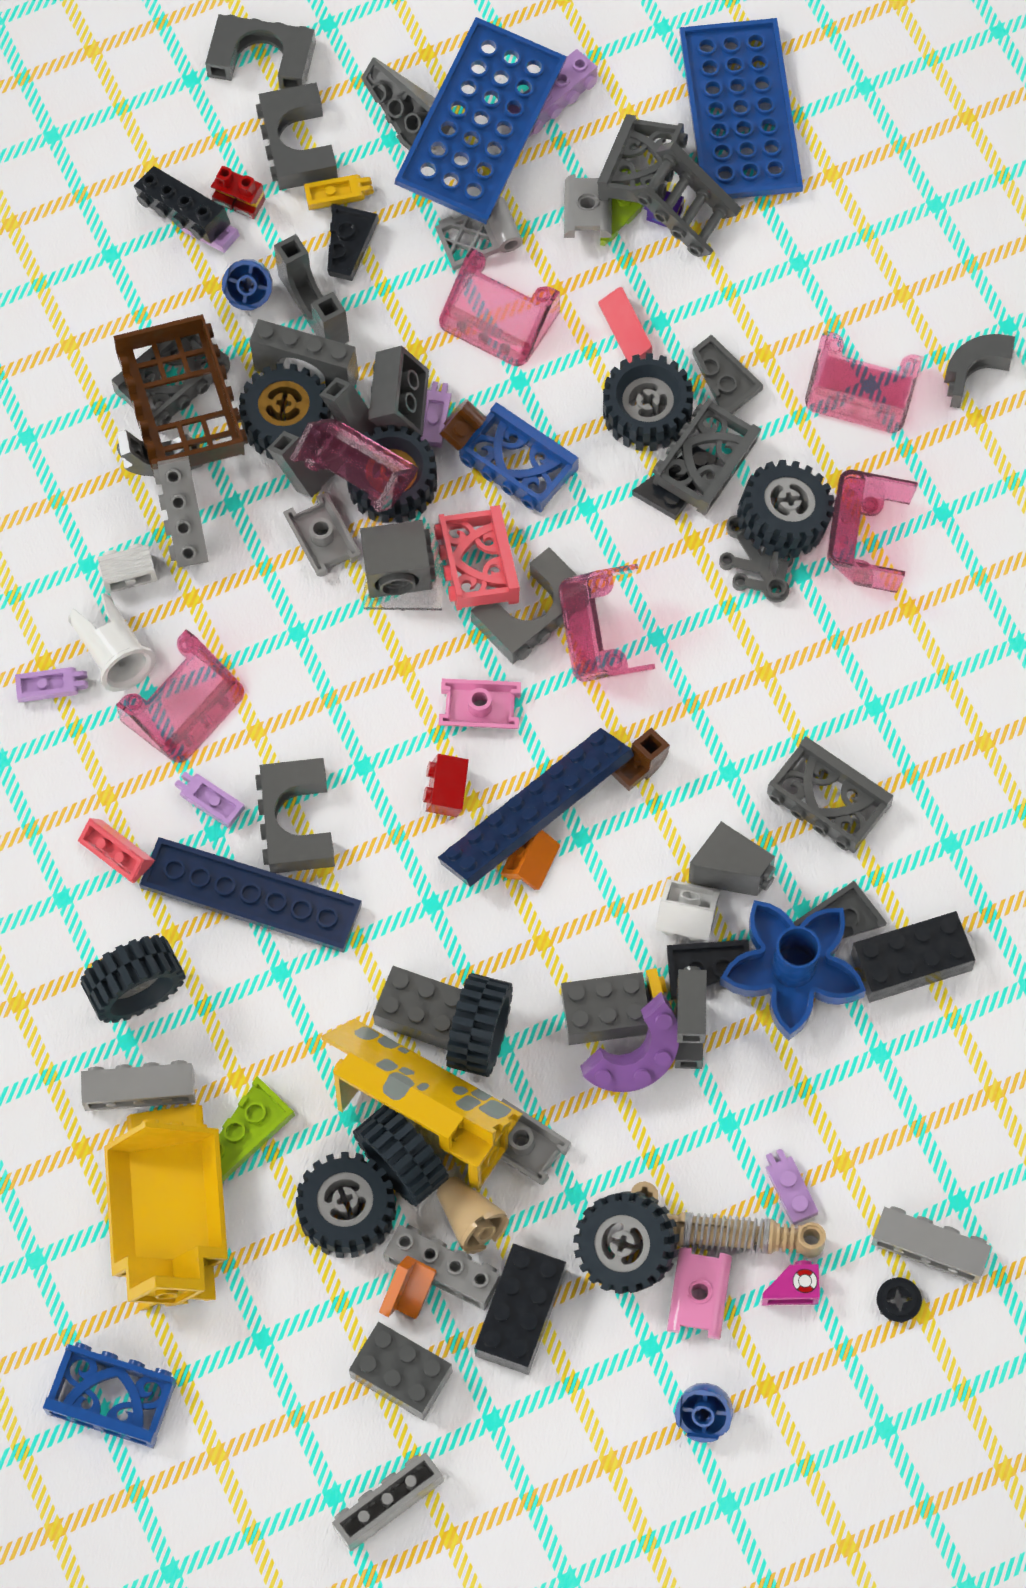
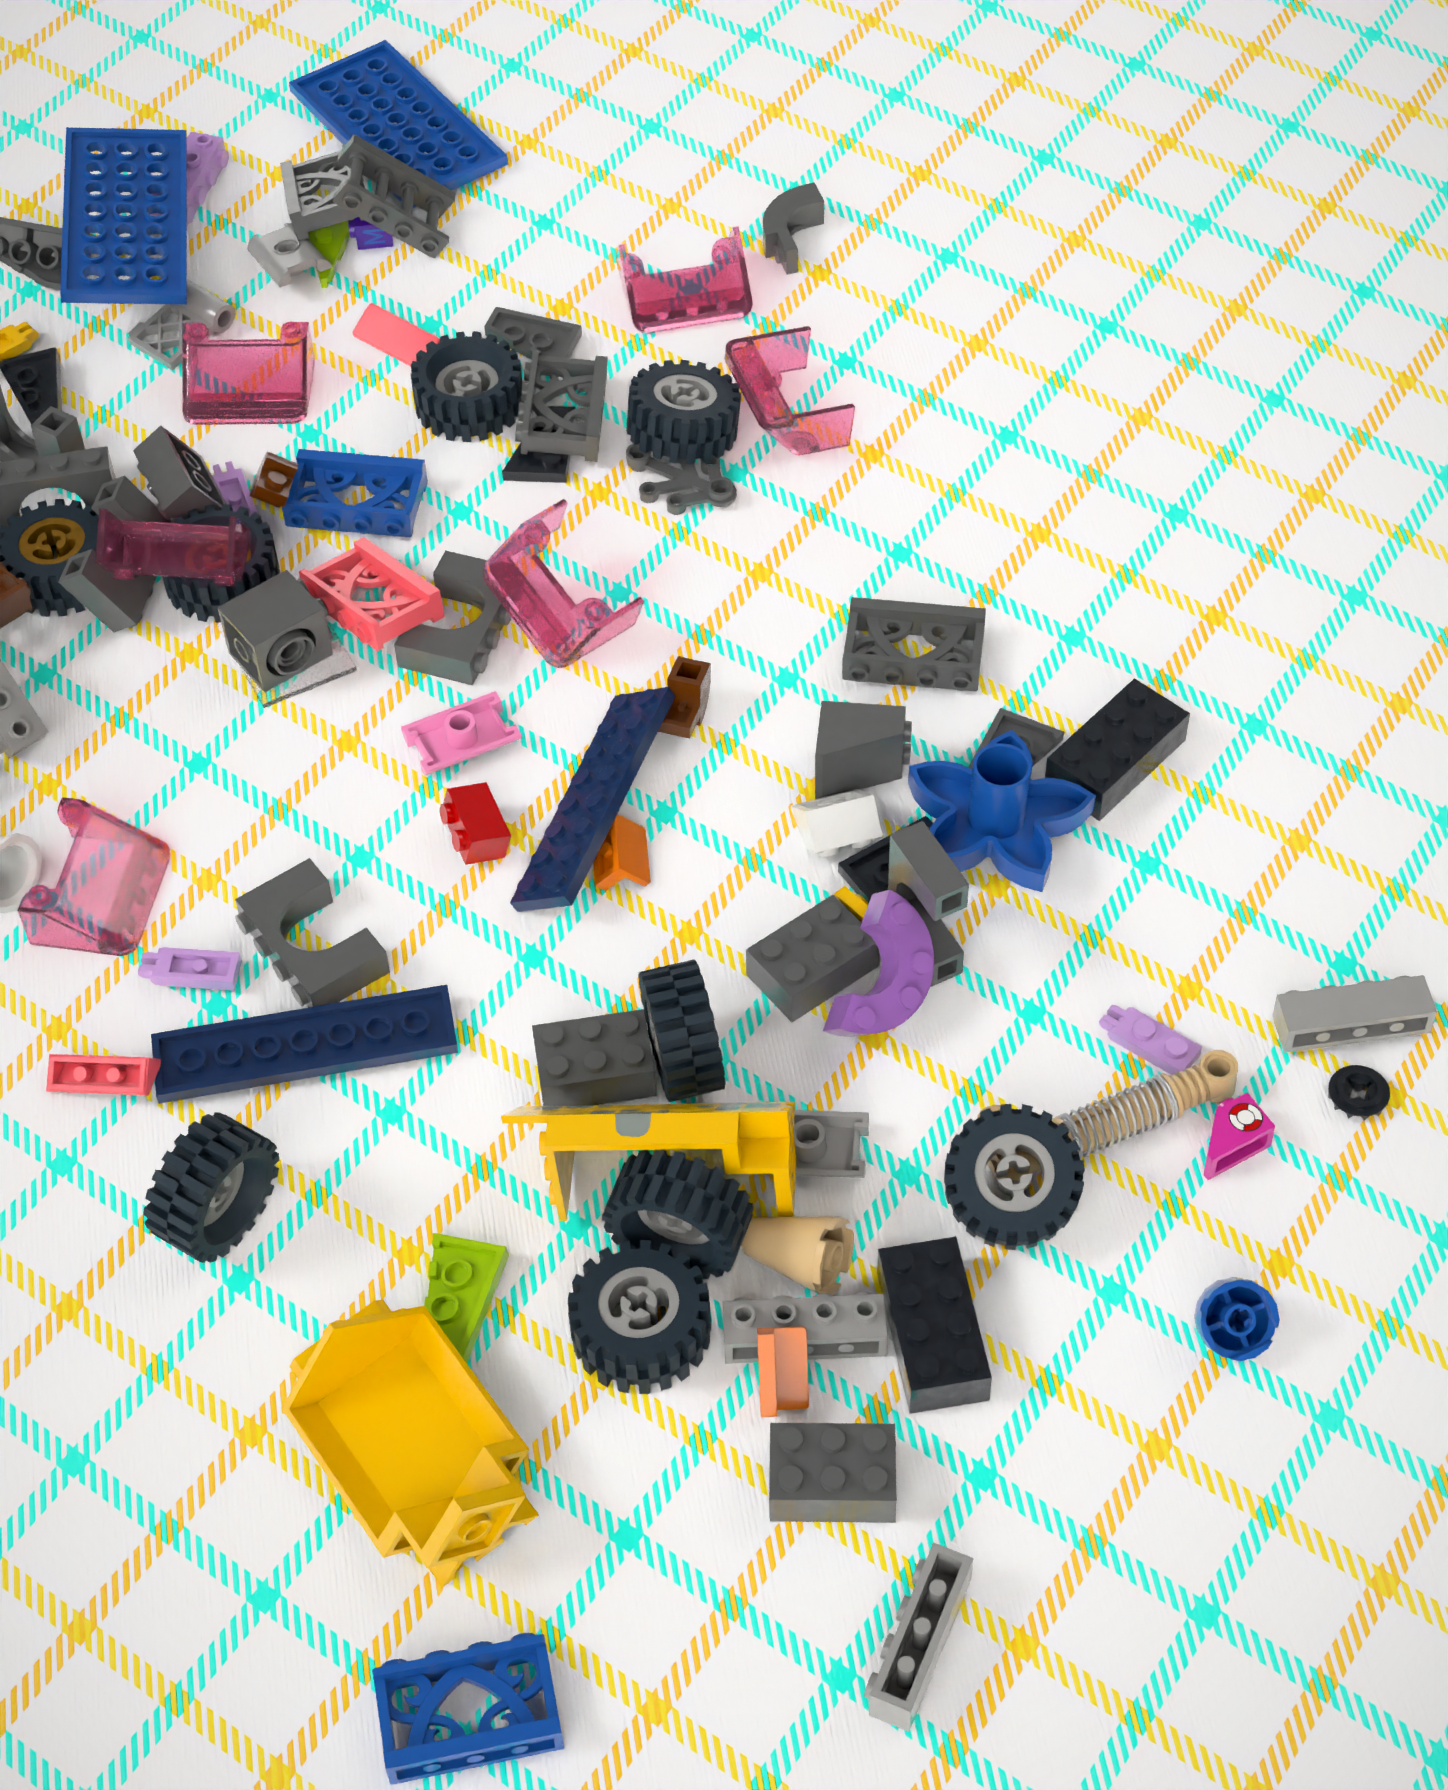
camera: 30 degrees left, 15 degrees down
(138, 1086) = (286, 1316): light grey brick -> none
(326, 549) = (173, 655): light grey piece -> none
(699, 1273) = (1131, 1175): bright pink piece -> none

